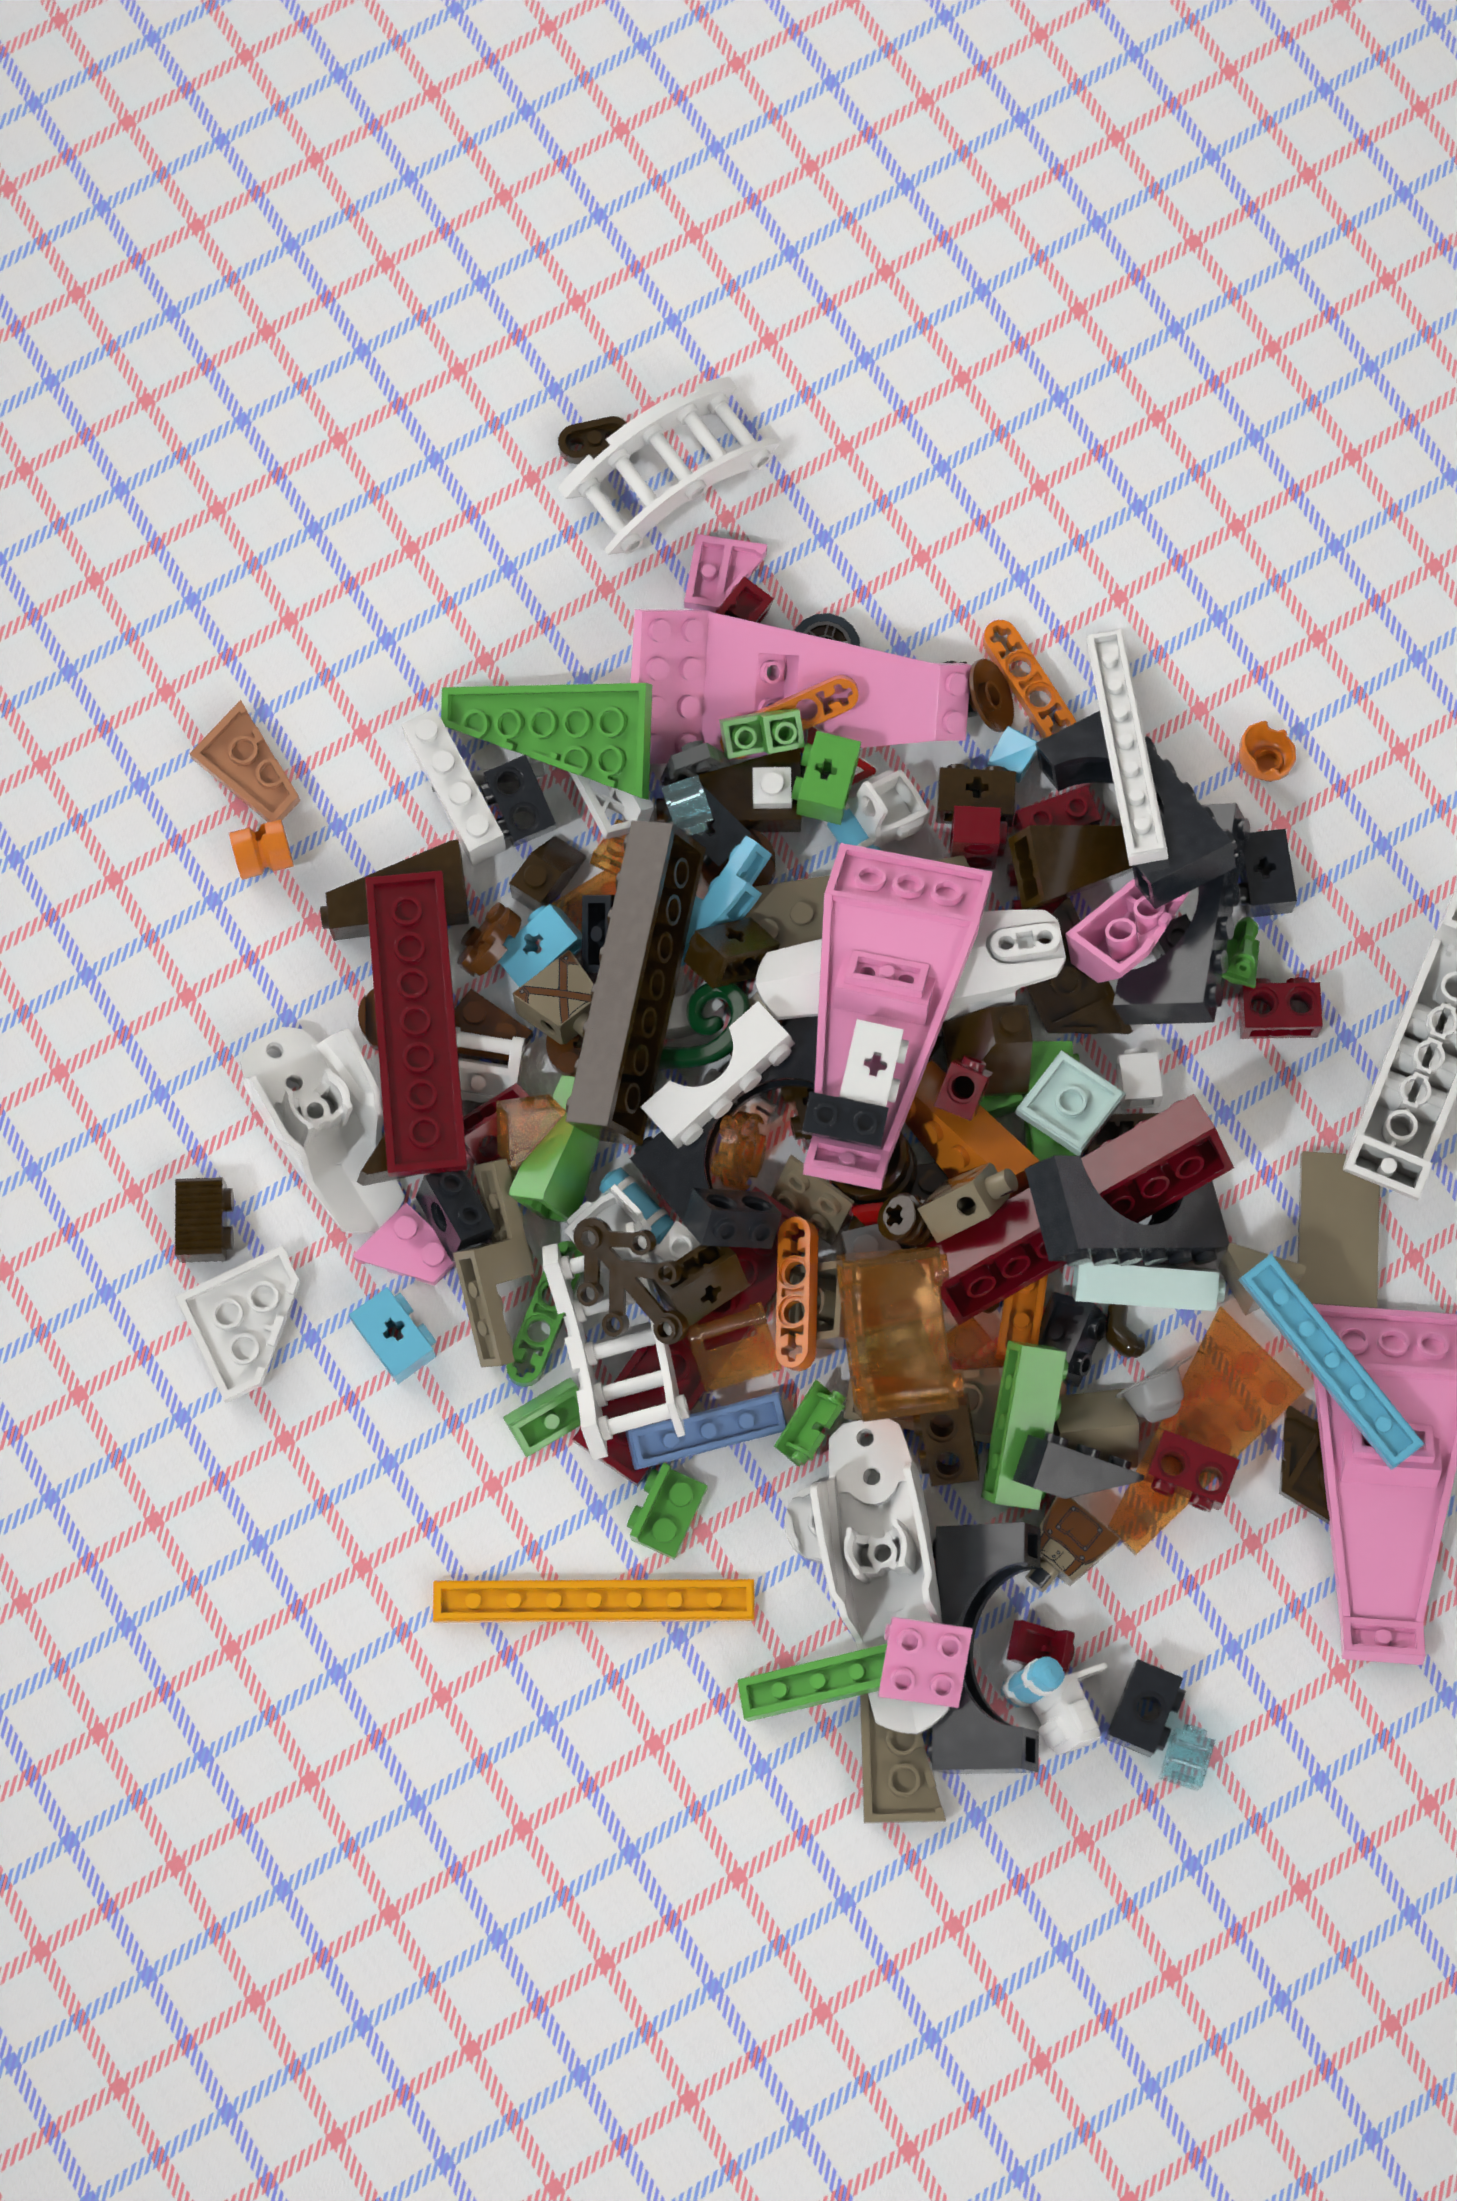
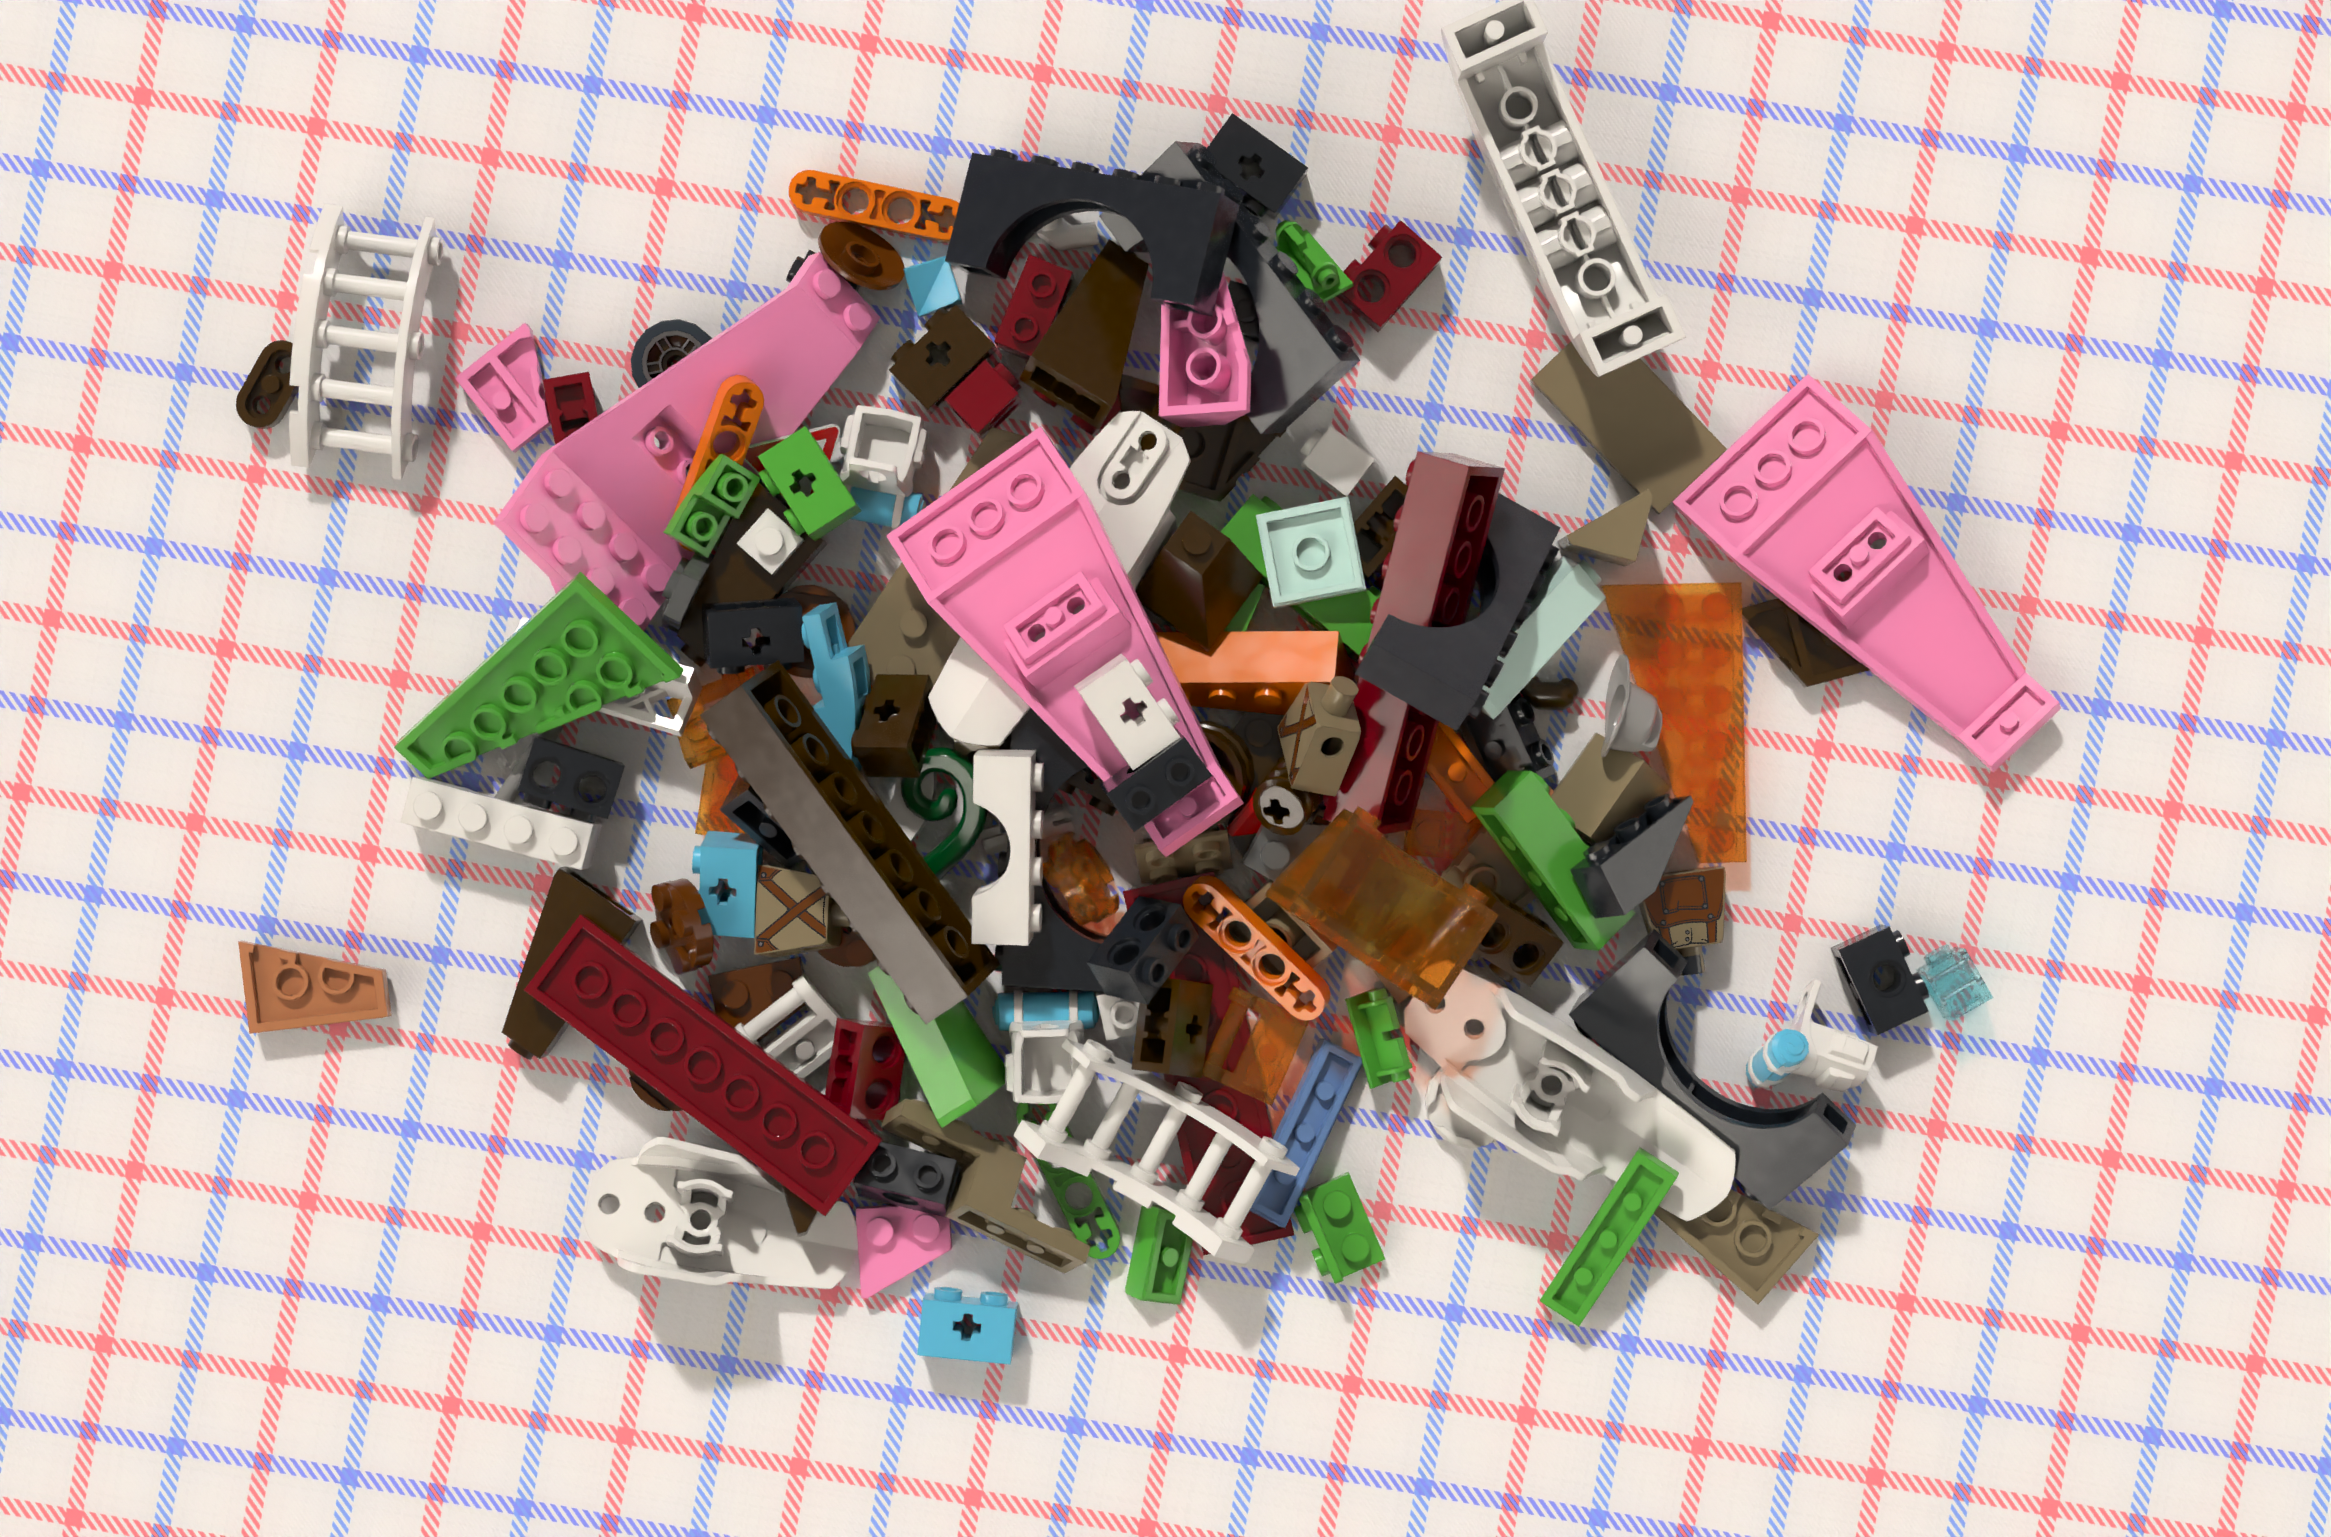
camera: 45 degrees left, 15 degrees up
(202, 1219) = (709, 1402): dark brown brick -> none
(241, 1319) = (831, 1446): white plate -> none
(261, 849) = (403, 1052): orange wheel -> none
(524, 1124) = (889, 1052): clear orange slope -> none
(545, 873) = (661, 810): dark brown slope -> none
(593, 1601) = (1358, 1359): light orange tile -> none
(624, 1278) = (1114, 1094): dark brown plant -> none
(688, 805) = (727, 645): clear light blue brick -> none
(924, 1662) = (1681, 1141): bright pink hinge -> none
(955, 1102) = (1220, 657): dark red brick -> none
(1035, 1641) = (1749, 1018): dark red bracket -> none
(1126, 748) = (1031, 189): white tile -> none
(1194, 1460) = (1720, 743): dark red brick -> none
(1266, 752) = (1143, 56): orange hair -> none
(1331, 1362) = (1749, 548): medium azure tile -> none

